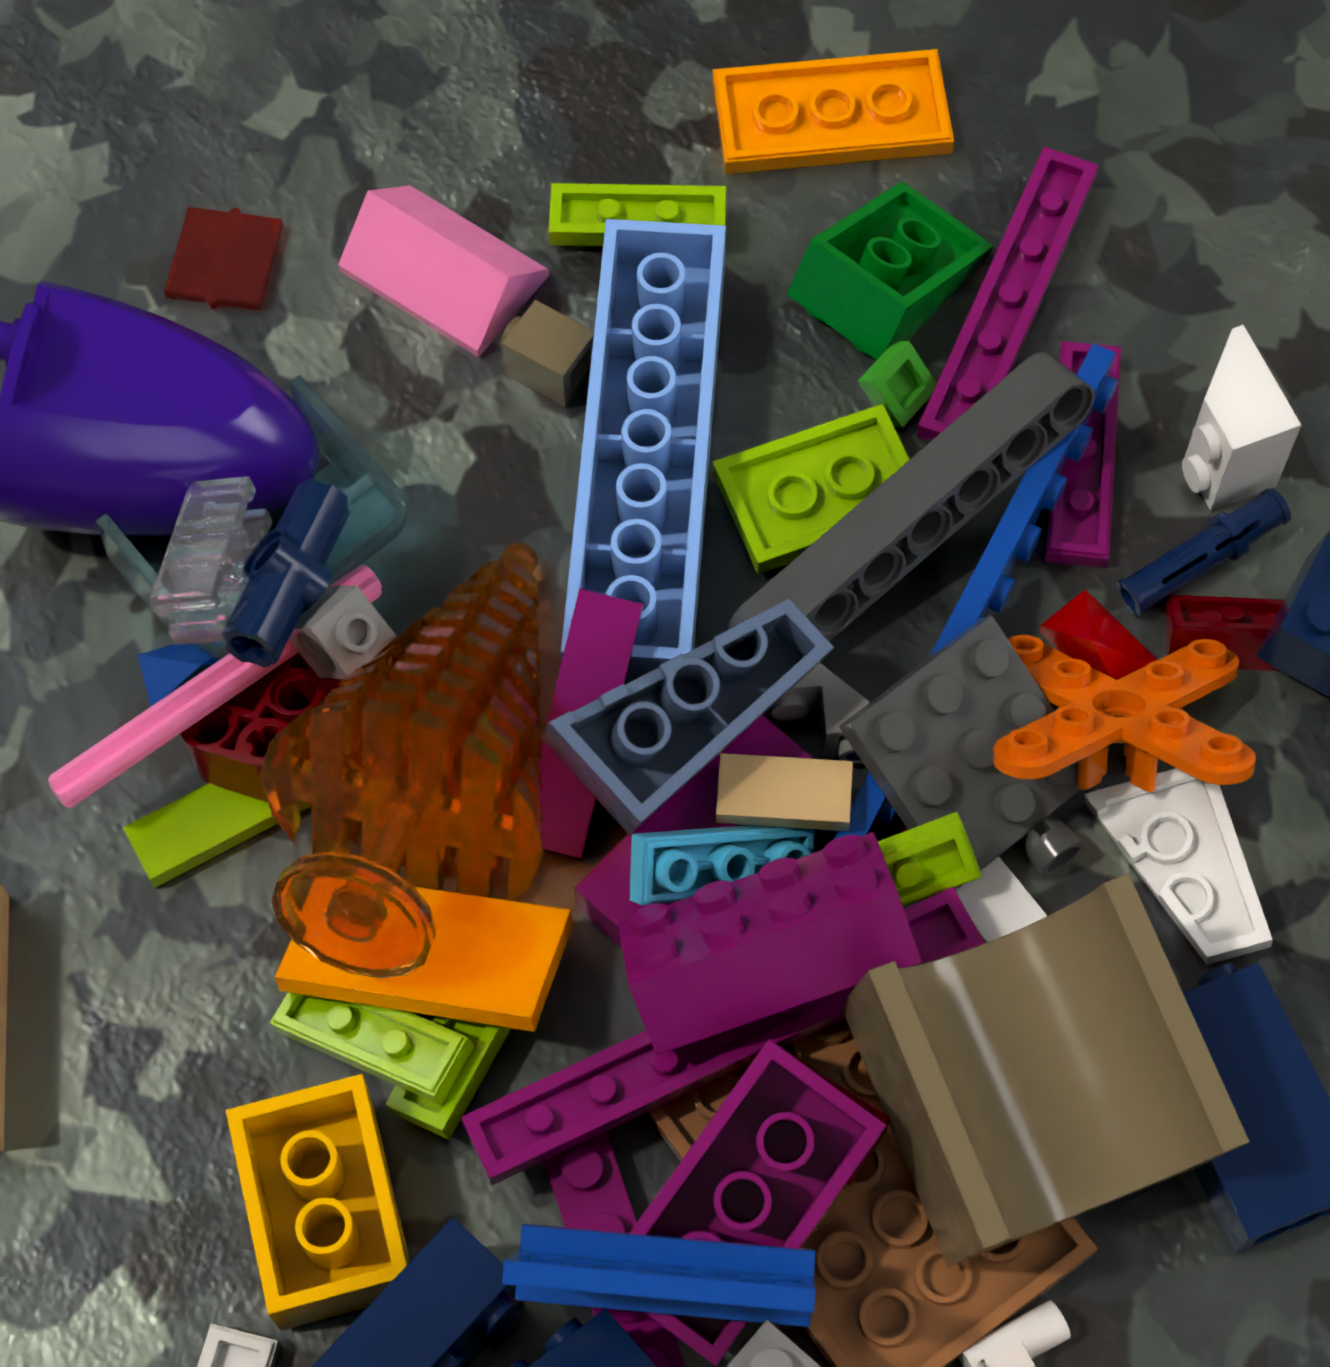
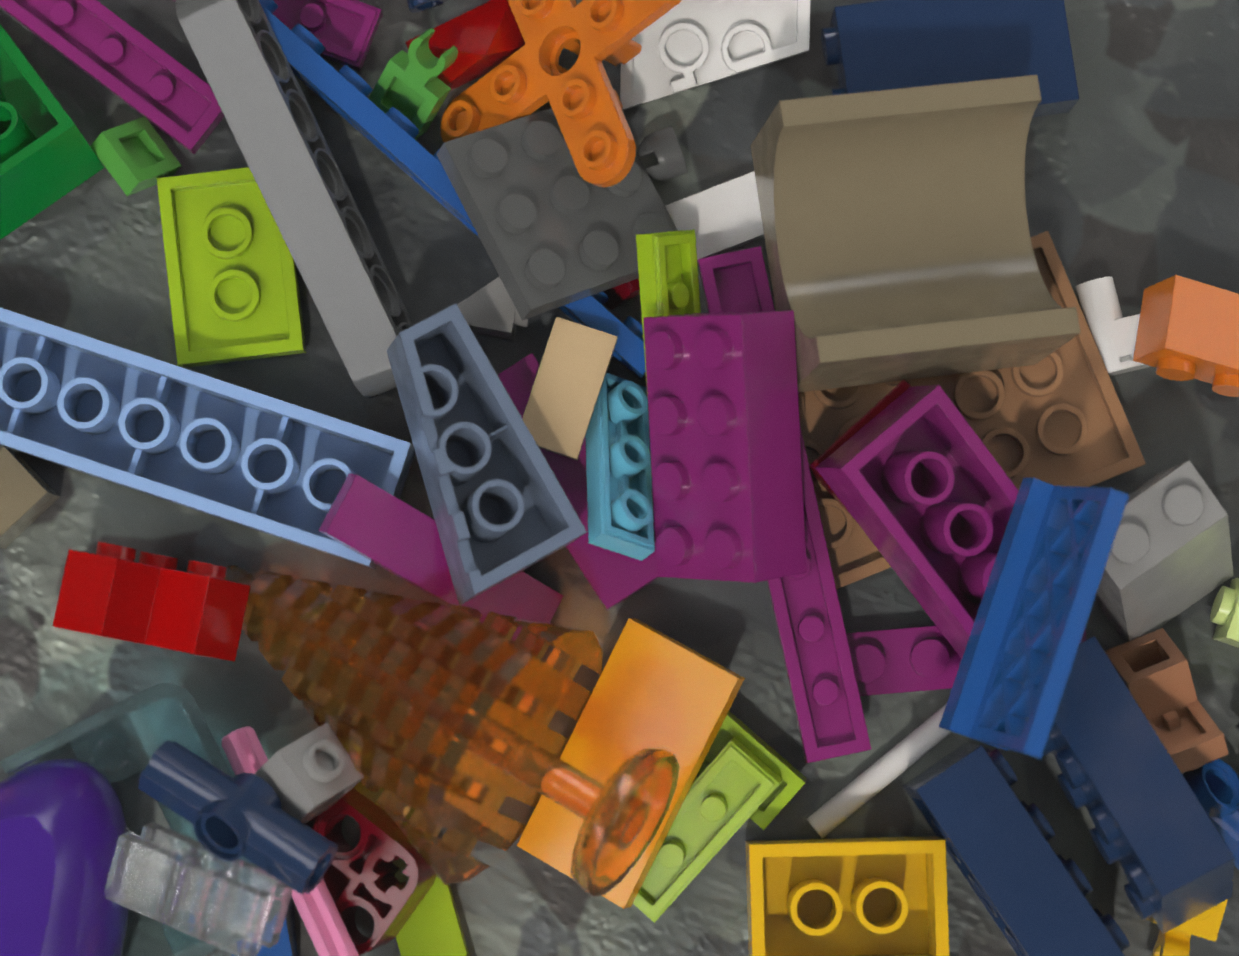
camera: 80 degrees left, 20 degrees up
(453, 1204) = (878, 775): none -> white bar
(480, 489) = (152, 601): none -> red brick
(1042, 595) = (412, 82): none -> bright green plate

